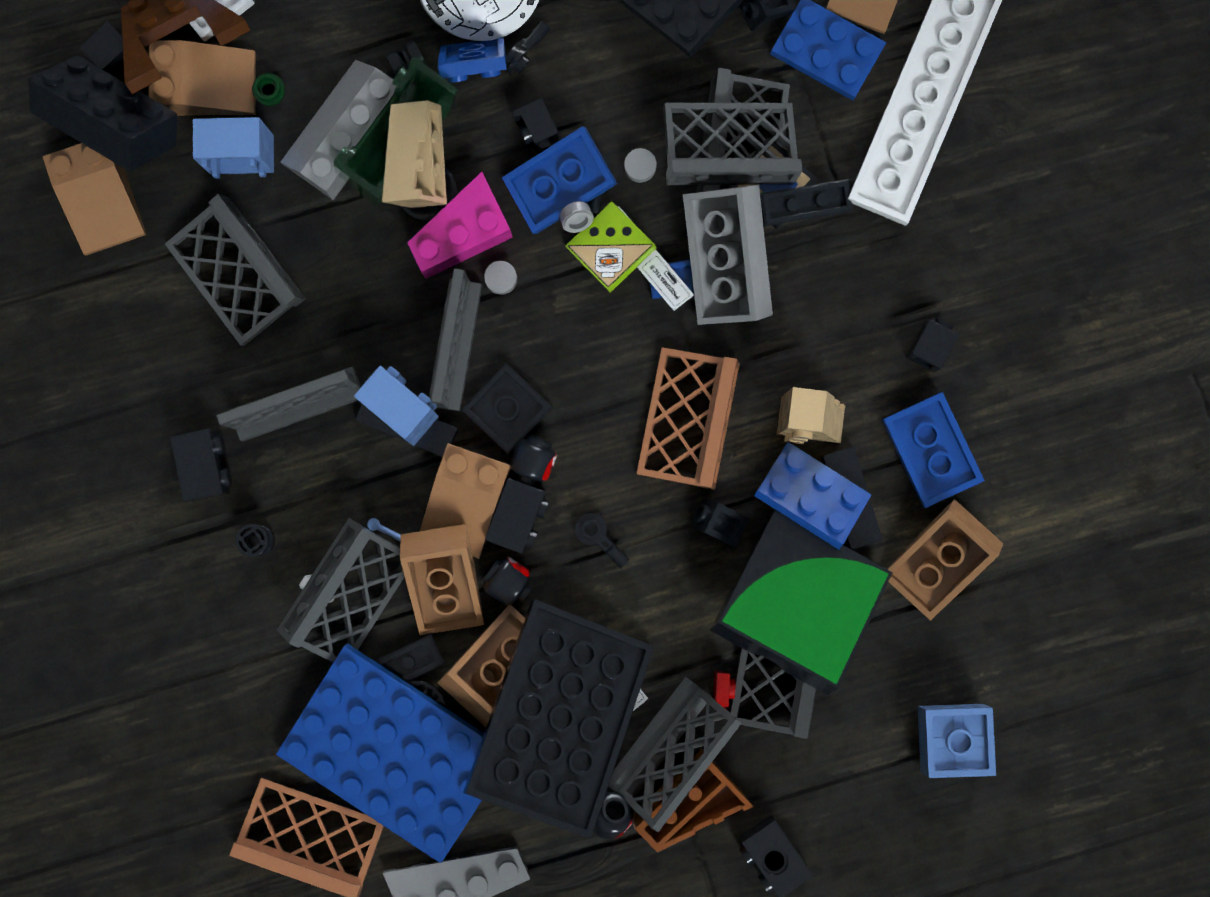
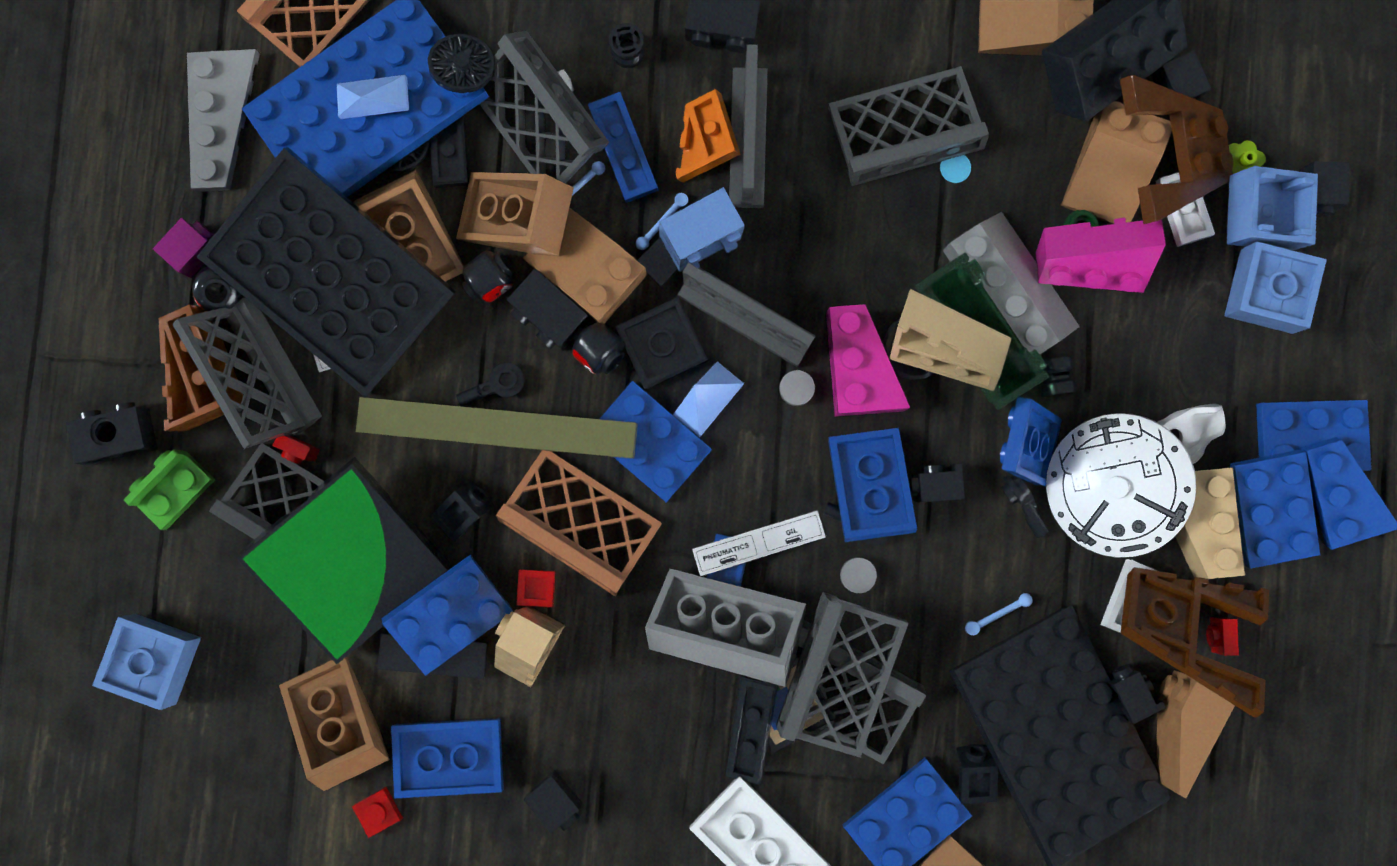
camera: 115 degrees right, 0 degrees up
(233, 146) = (1032, 167): medium blue container -> none
(257, 215) = (956, 169): none -> medium azure sticker
(290, 61) = (1100, 256): none -> dark pink wedge
(310, 439) = (706, 136): none -> orange wing
(328, 676) = (461, 63): none -> black wheel
(352, 502) = (624, 147): none -> blue plate
(375, 441) = (681, 201): none -> light blue hinge
(387, 744) = (372, 97): none -> light blue slope
(539, 350) = (708, 399): none -> light blue slope
(576, 217) = (827, 487): light grey tile -> none
(583, 859) = (183, 245): none -> magenta brick
(596, 385) = (664, 446): none -> blue plate
(611, 247) = (784, 511): tile -> none
(636, 520) = (497, 427): none -> olive tile
(646, 53) = (974, 627): none -> light blue hinge
(759, 432) = (536, 588): none -> red plate
(801, 786) = (169, 487): none -> bright green bracket
(1002, 492) = (377, 812): none -> red plate

